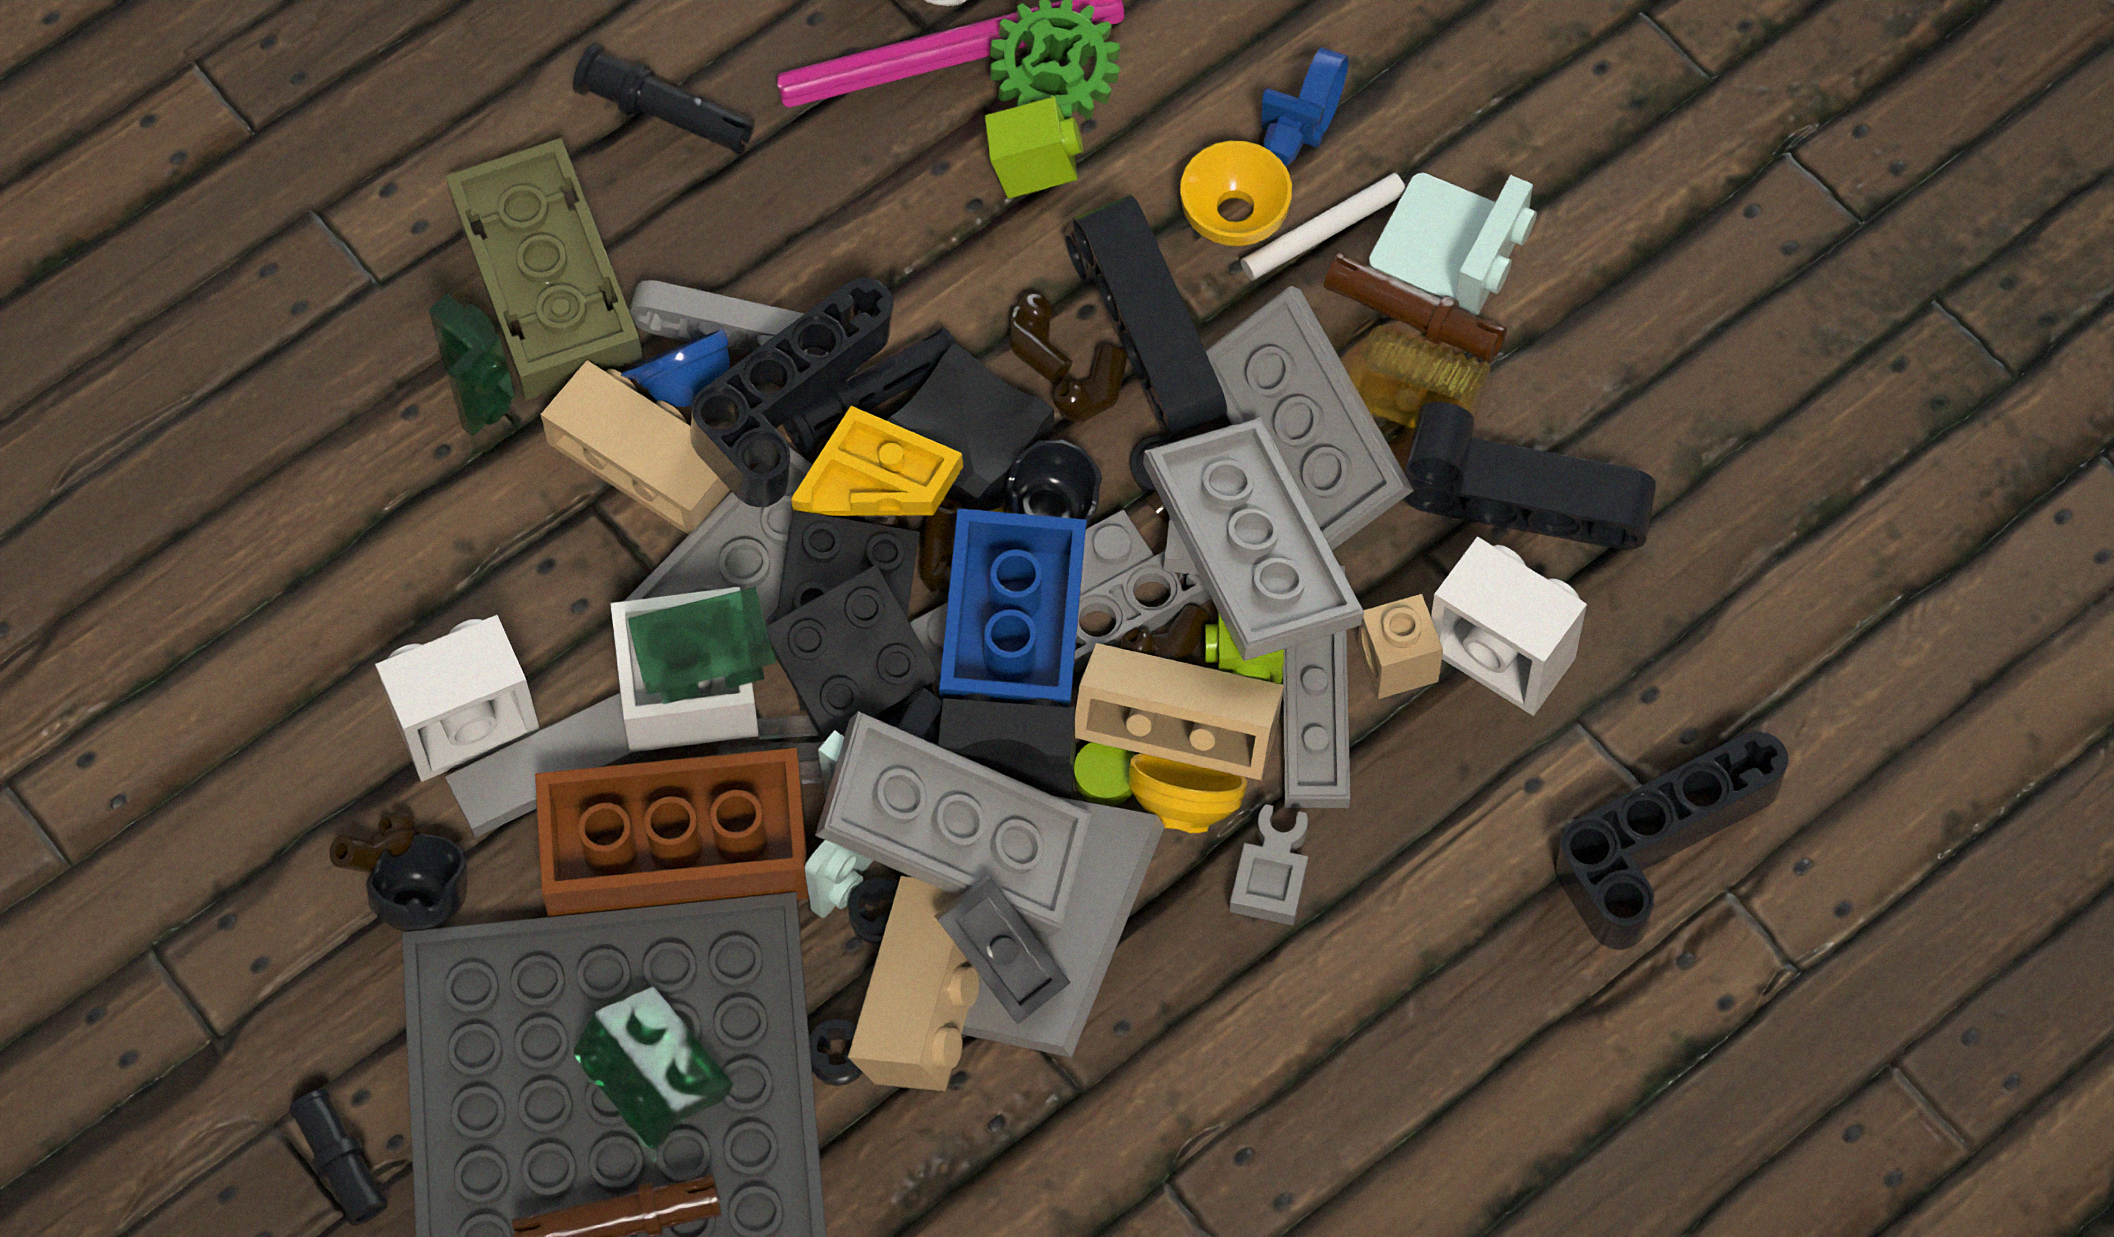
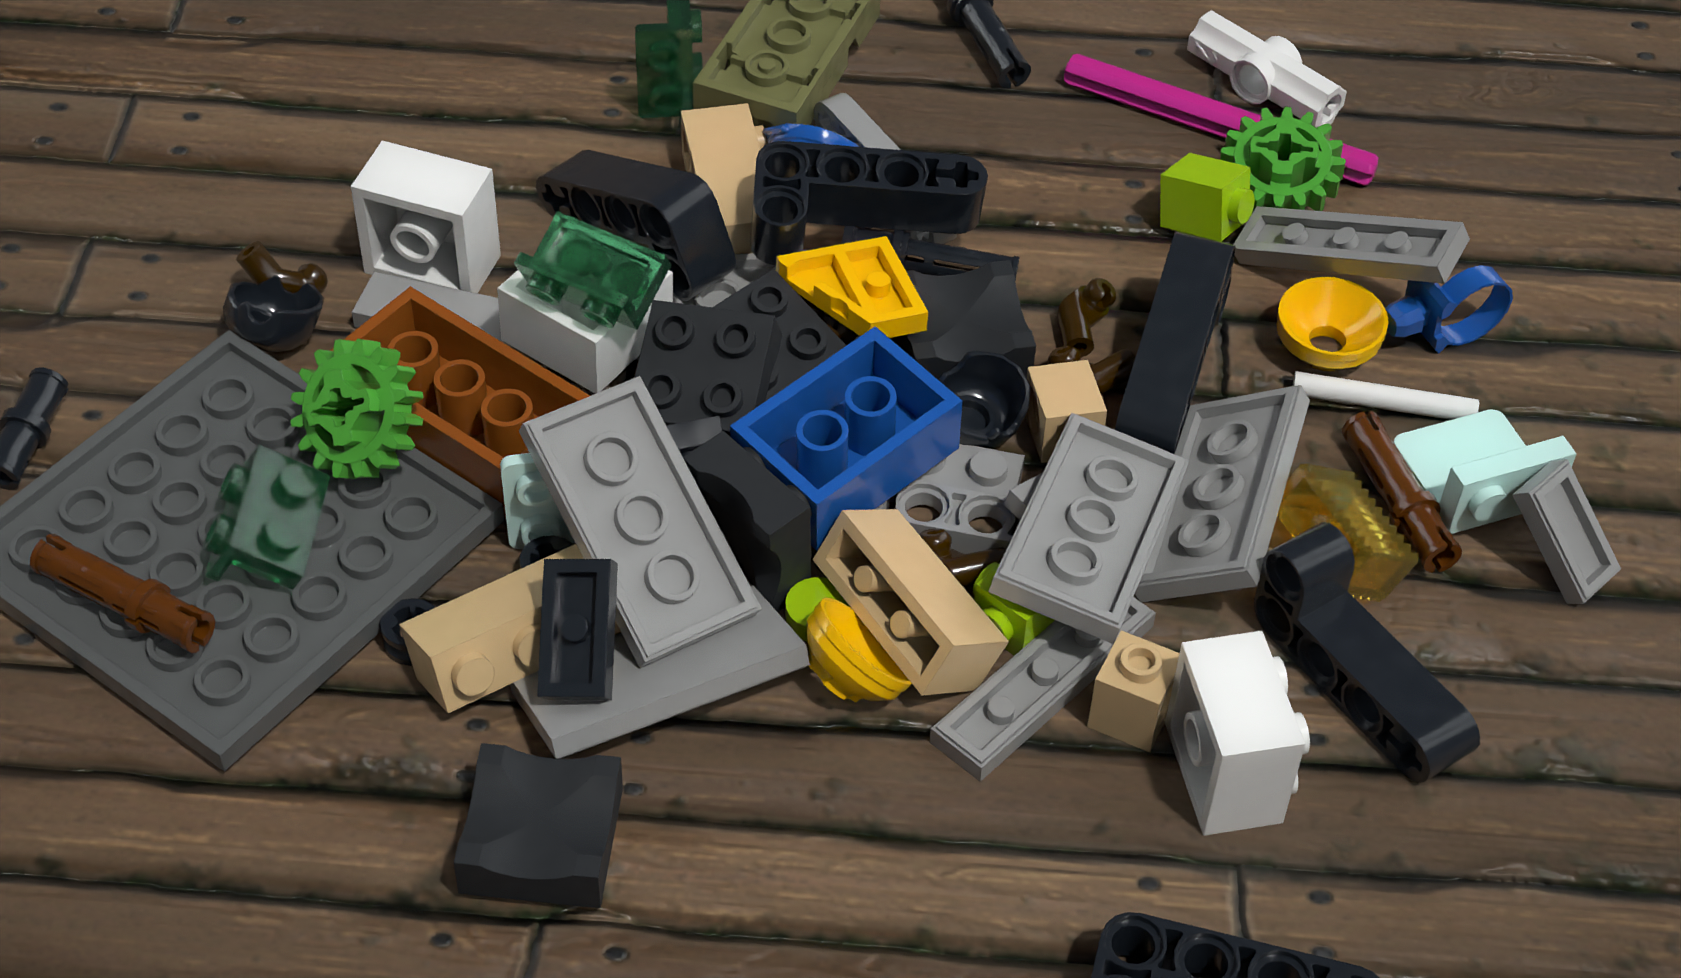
camera: 40 degrees right, 15 degrees down
(615, 538) = (646, 205): none -> black beam
(632, 944) = (356, 409): none -> bright green gear
(1109, 1115) = (539, 827): none -> black brick
(1116, 441) = (1056, 394): none -> tan brick
(1196, 111) = (1352, 244): none -> light grey plate
(1271, 875) = (862, 771): light grey plate -> none
(1570, 253) = (1567, 531): none -> light grey tile

